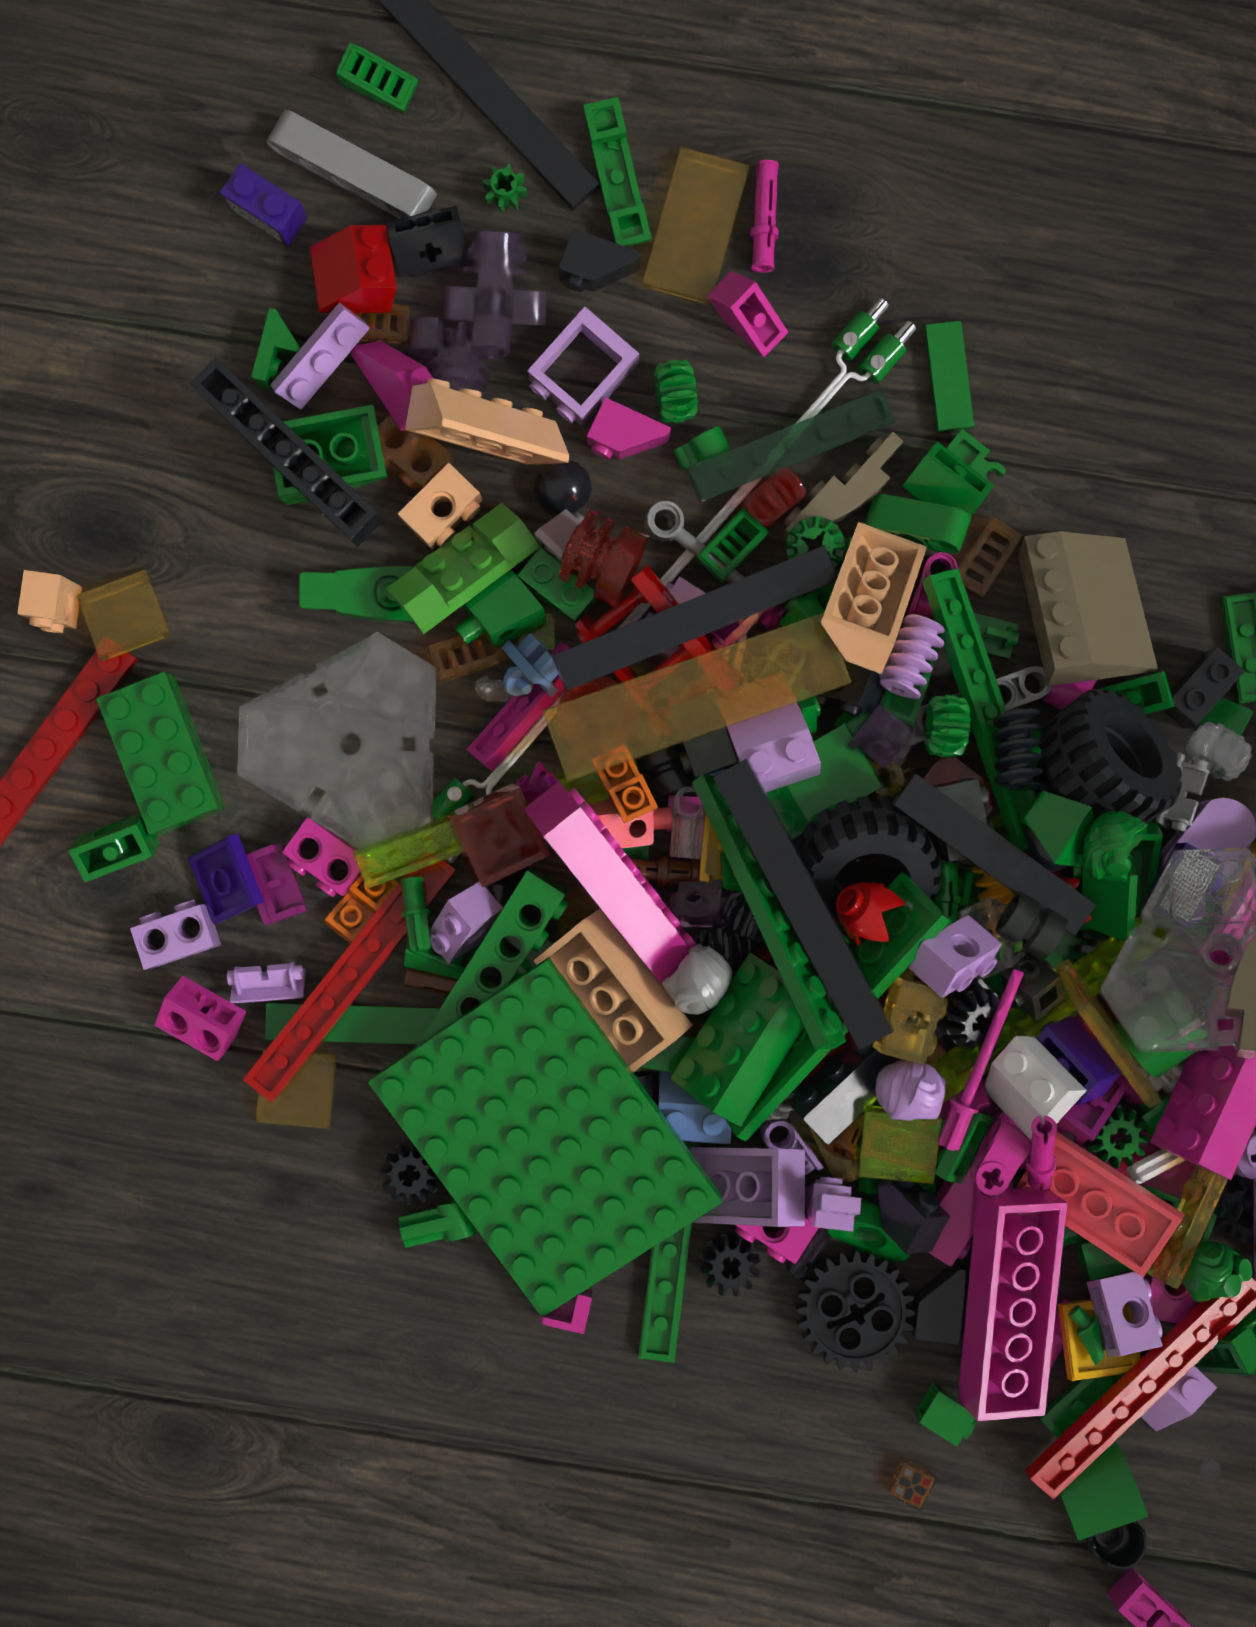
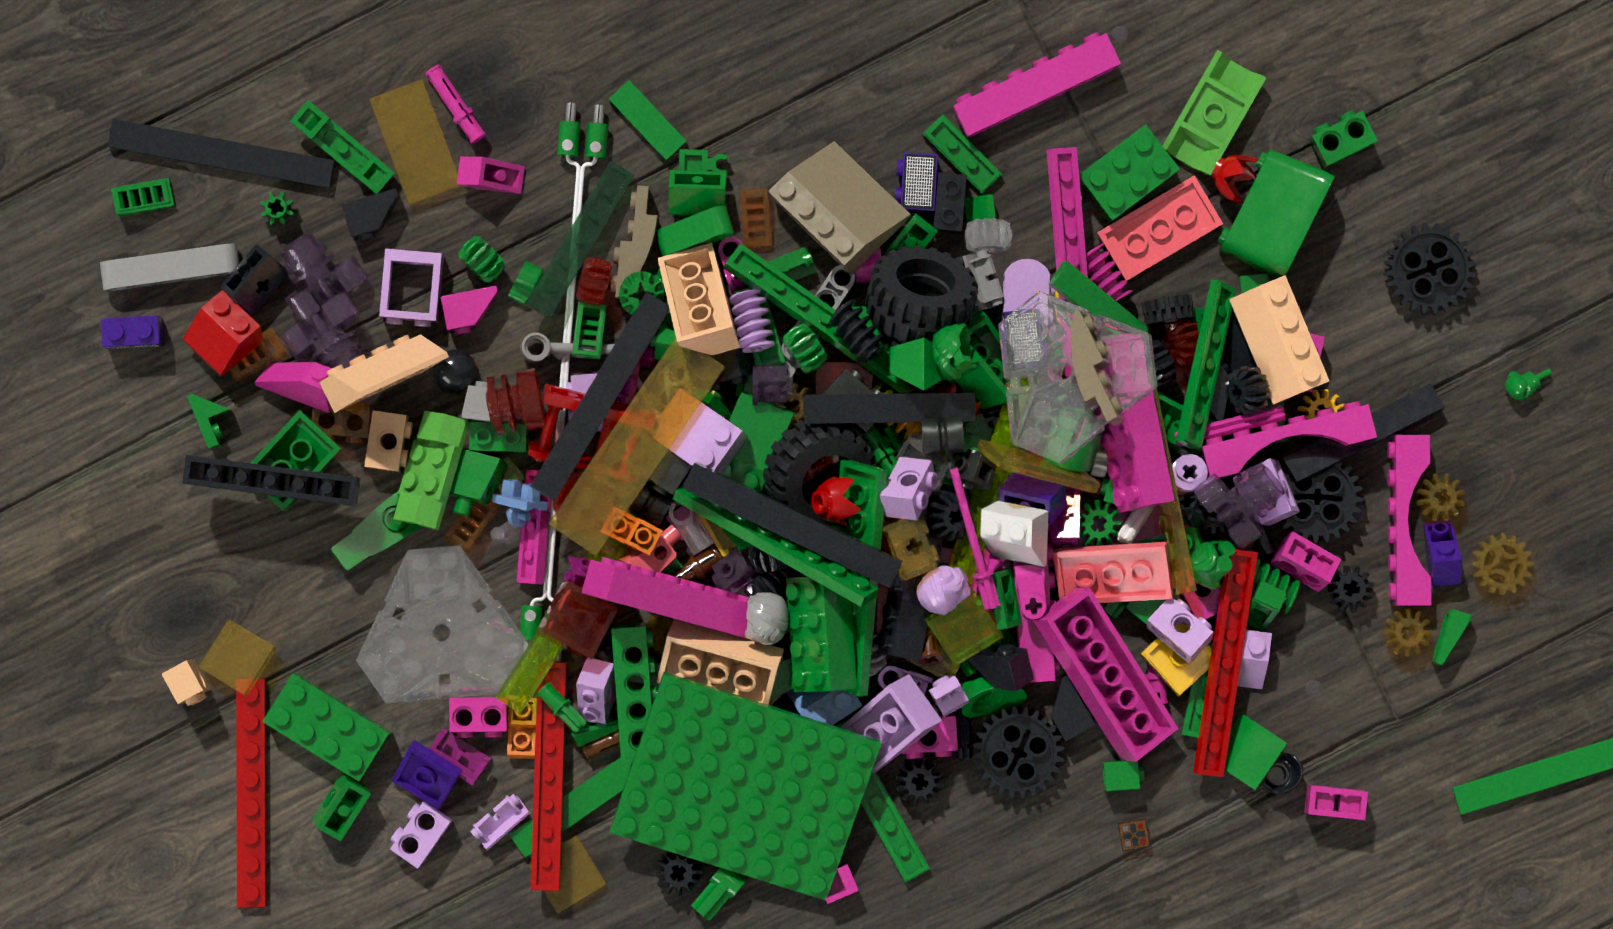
camera: 35 degrees left, 0 degrees up
(200, 1018) = (475, 873): dark pink brick -> none
(320, 356) = (241, 403): lavender plate -> none
(1041, 1159) = (1054, 573): dark pink pin -> none
(1088, 1332) = (1168, 658): green bar -> none
(1185, 640) = (918, 182): none -> brick

